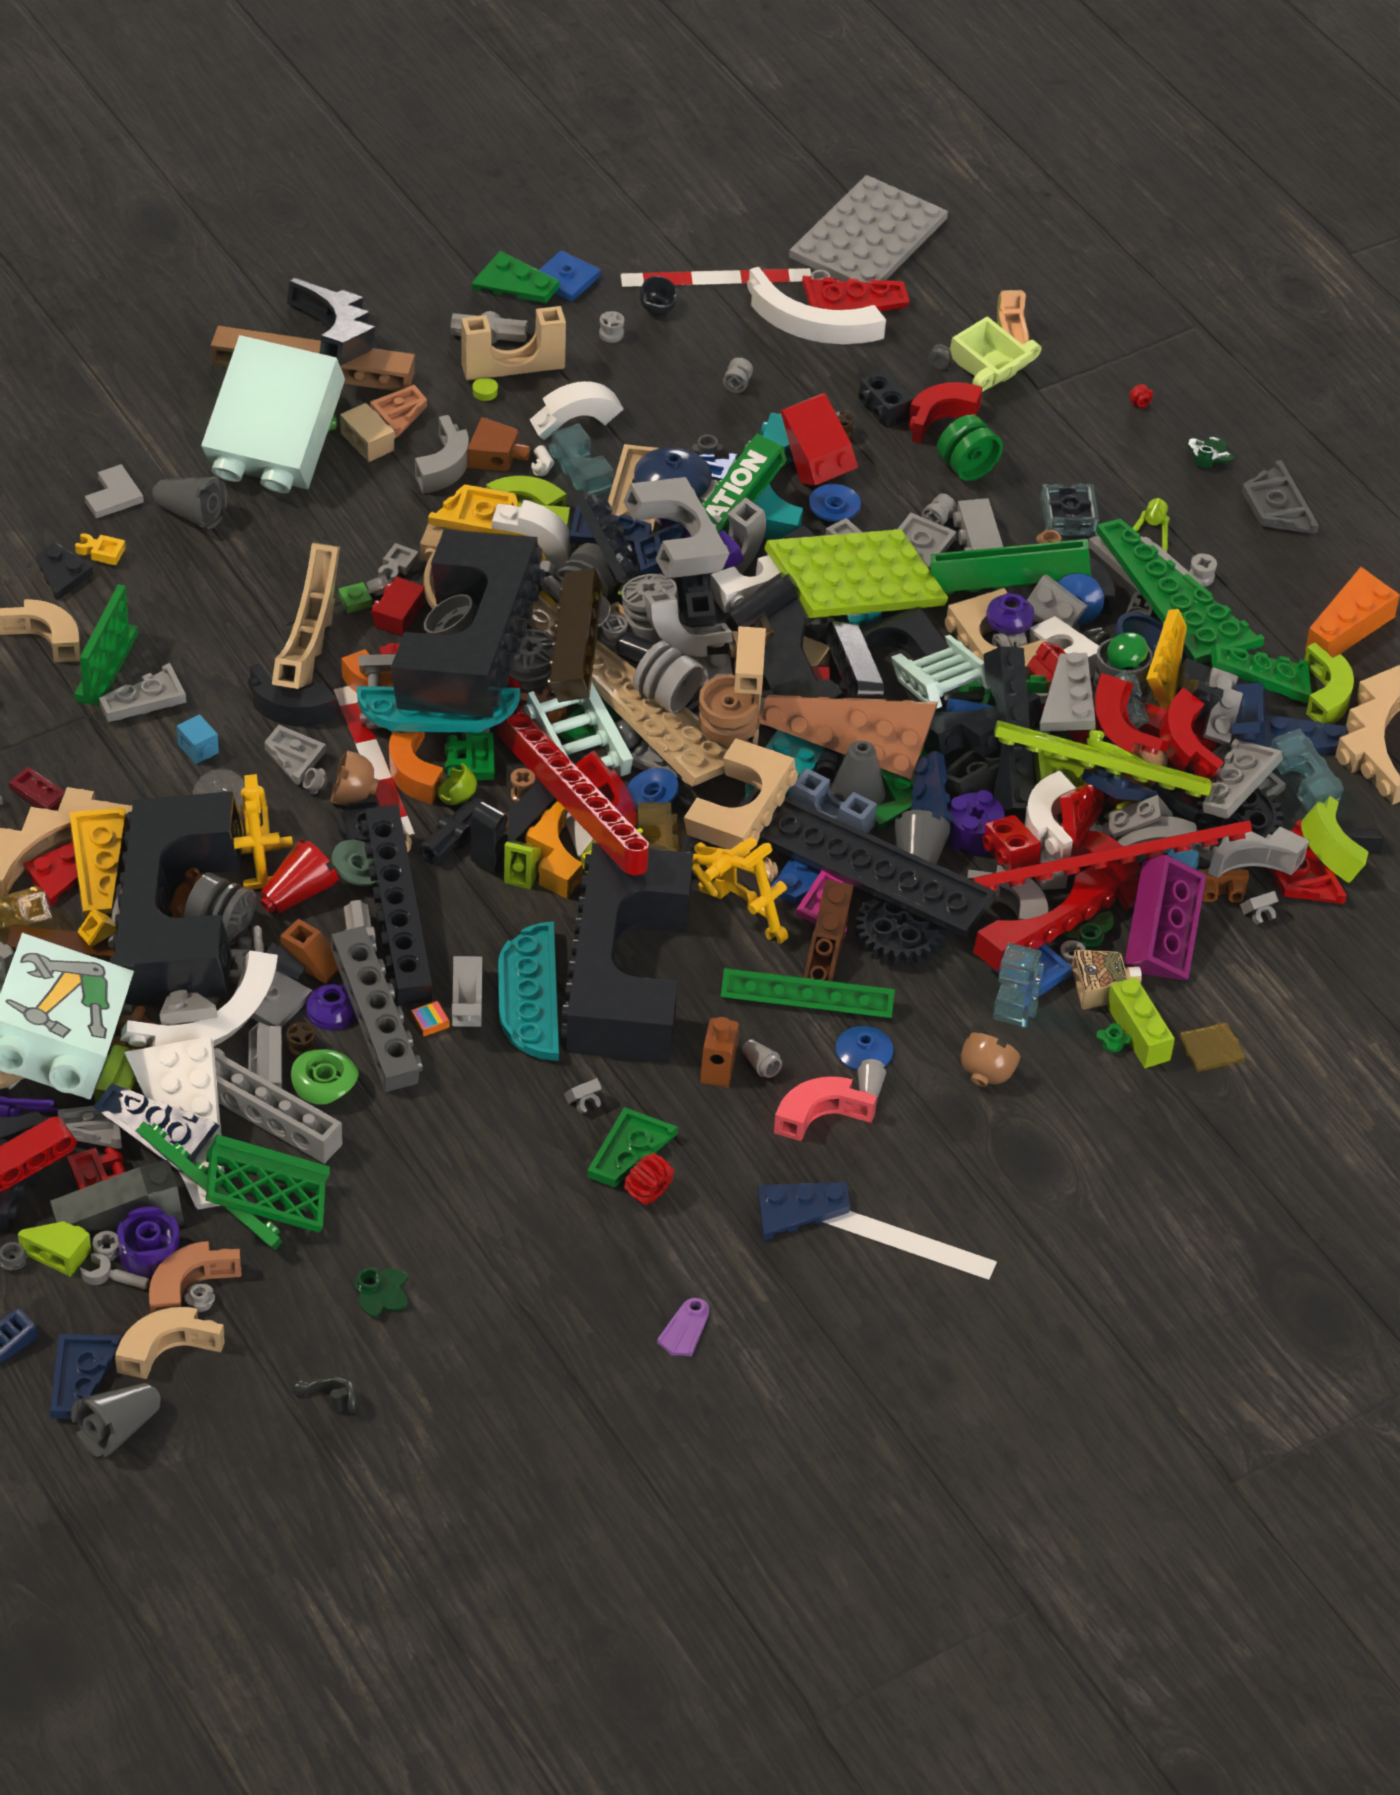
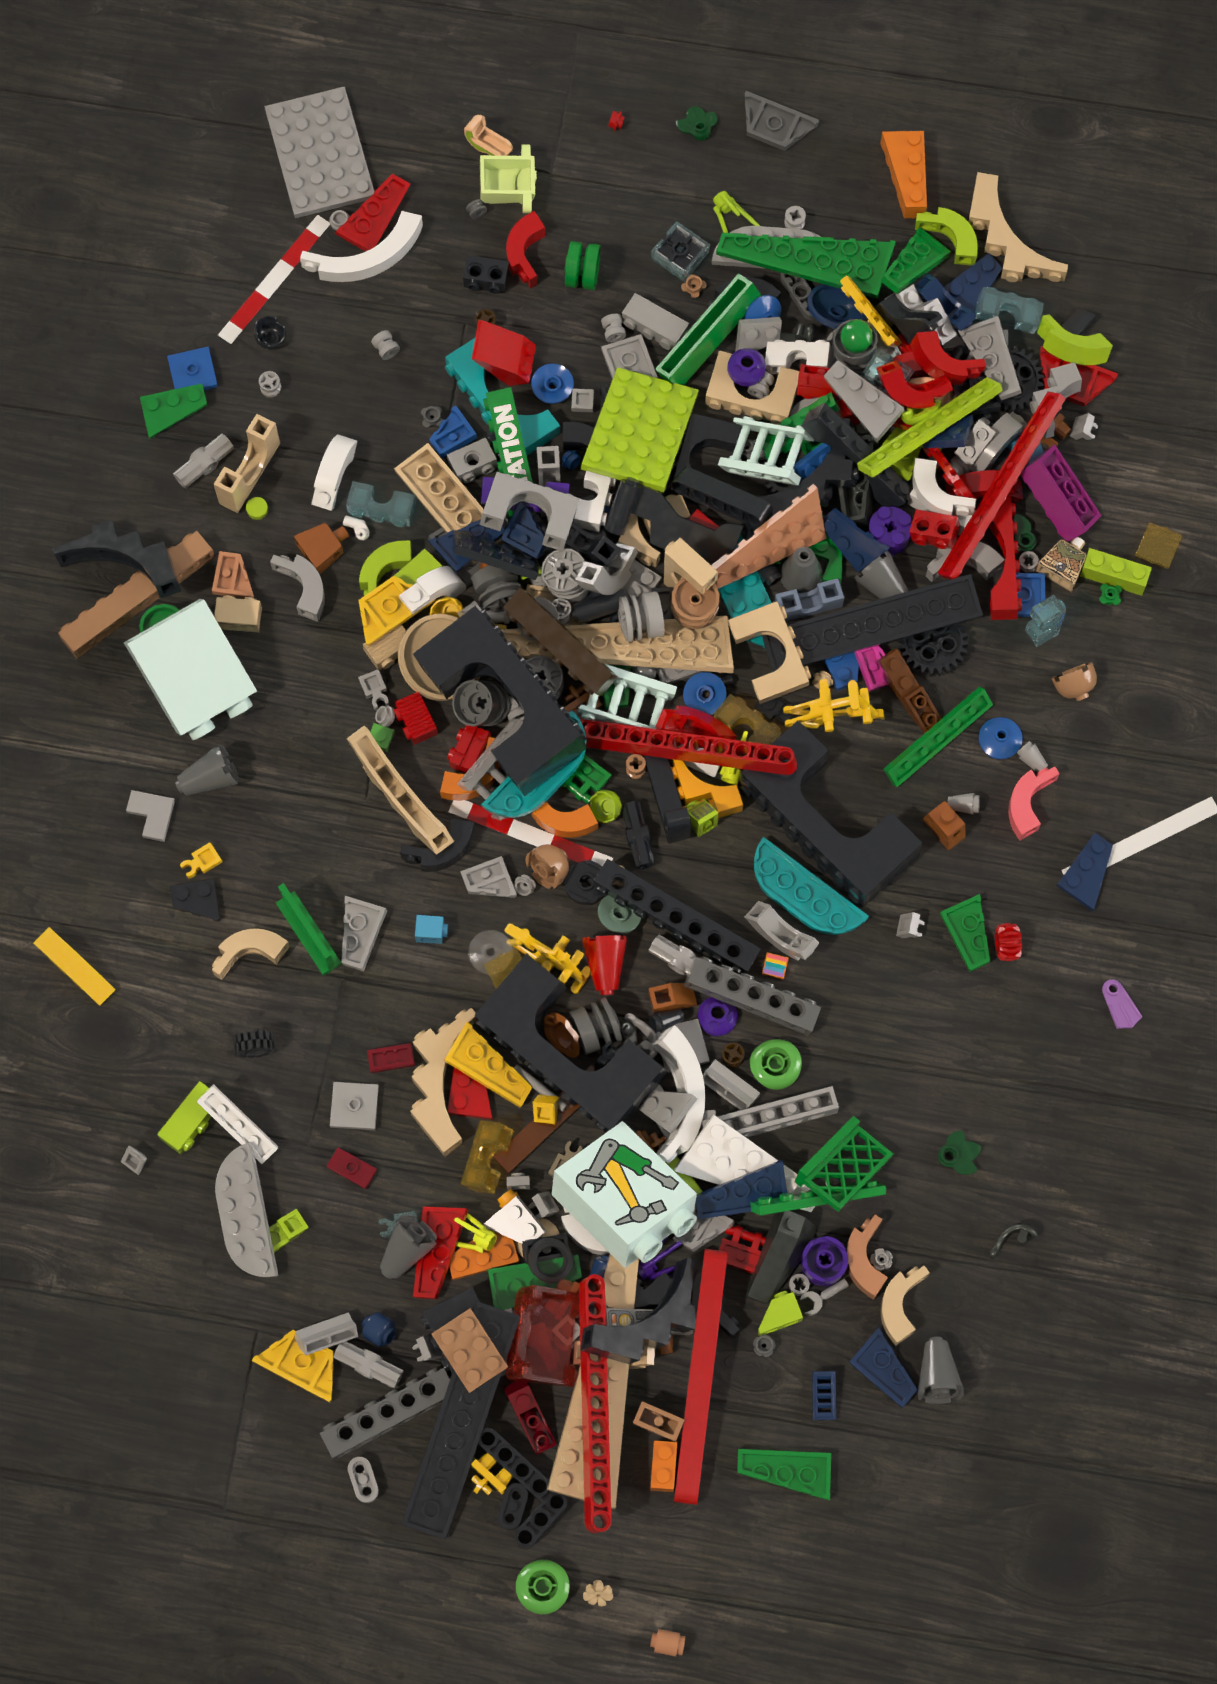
camera: 45 degrees left, 25 degrees up
(674, 463) = (451, 475): dark blue dish -> none

